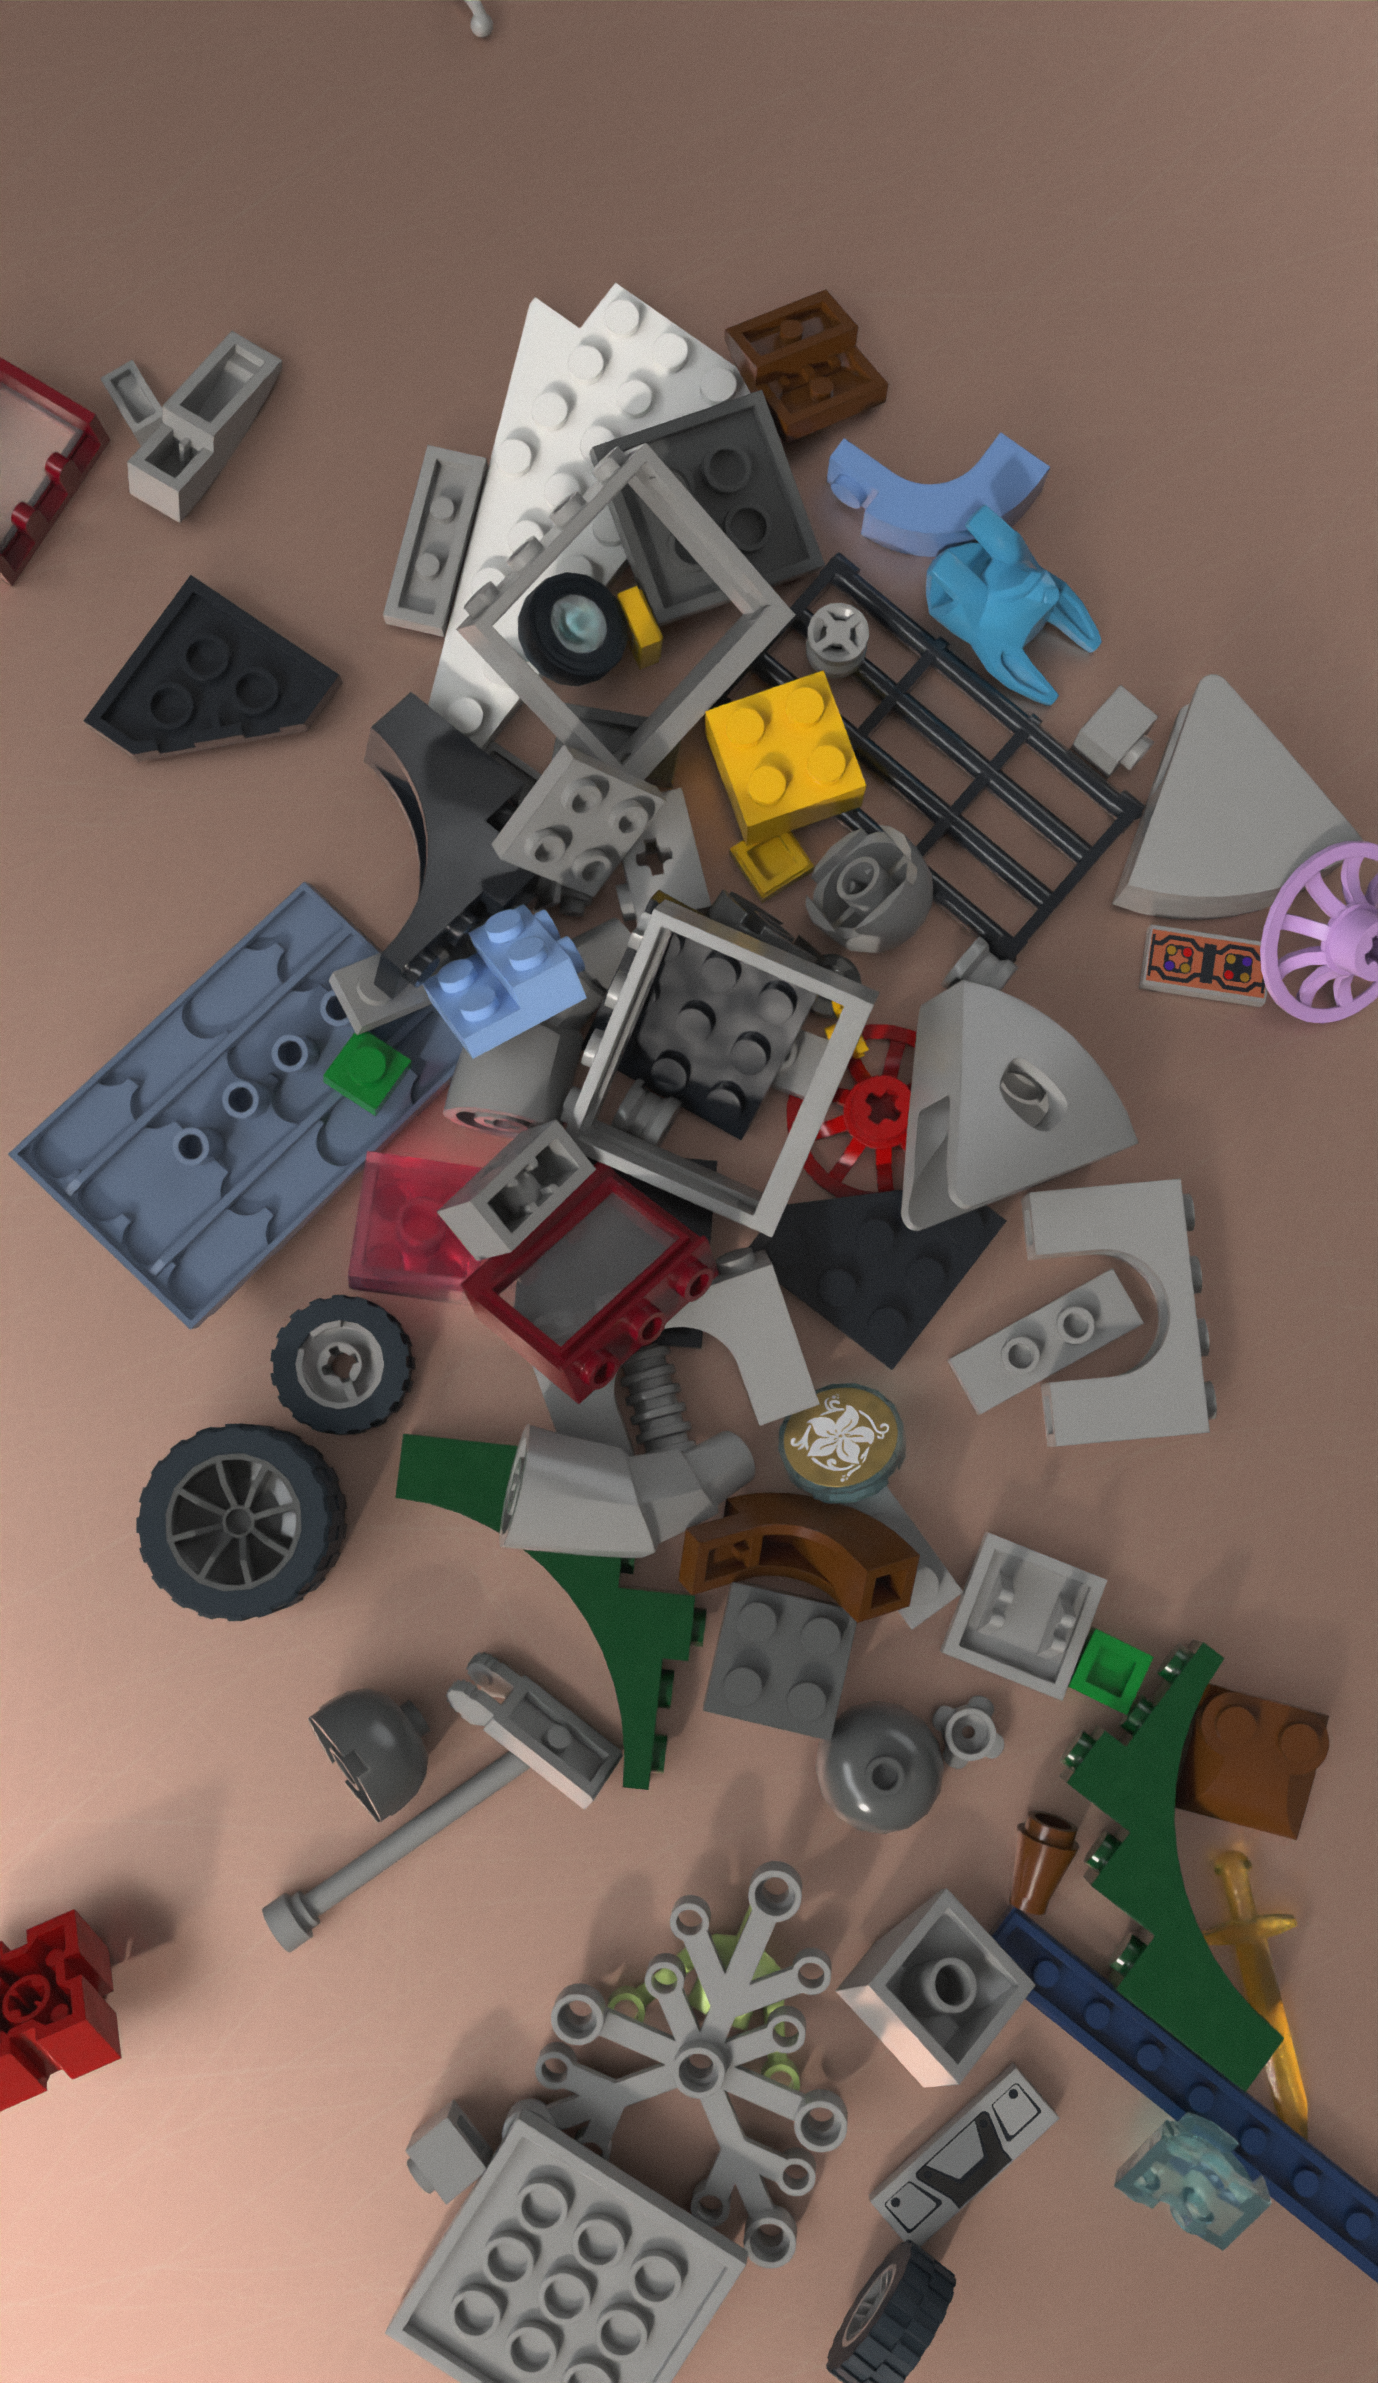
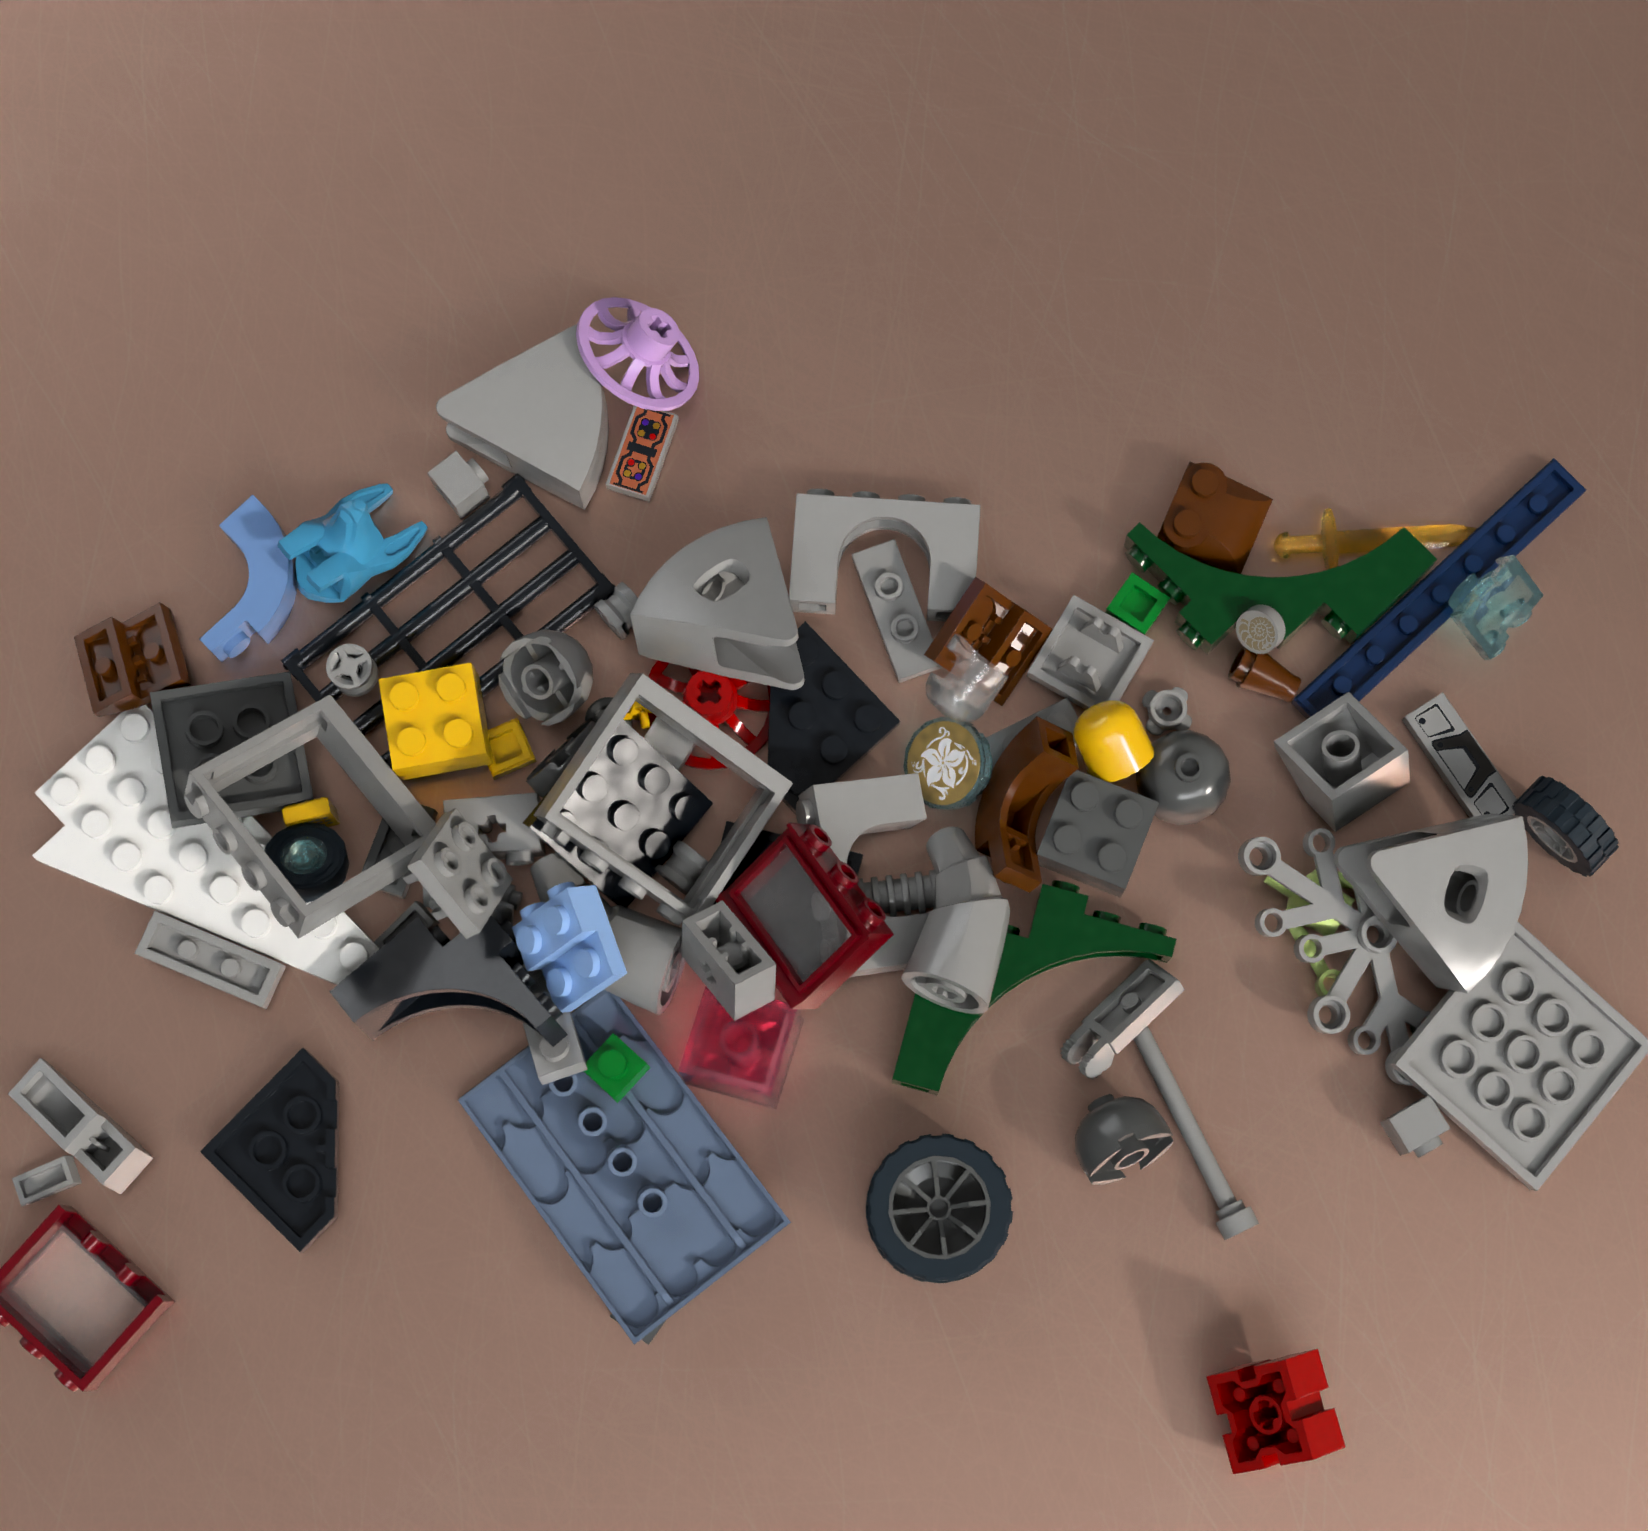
camera: 80 degrees left, 5 degrees down
(306, 1359) = (838, 1094): black wheel -> none
(768, 2166) = (1445, 892): none -> light grey piece
(906, 1664) = (1112, 740): none -> yellow helmet
(948, 1457) = (969, 685): none -> clear helmet
(1019, 1472) = (996, 630): none -> reddish brown slope
(1099, 1850) = (1260, 629): none -> light grey tile

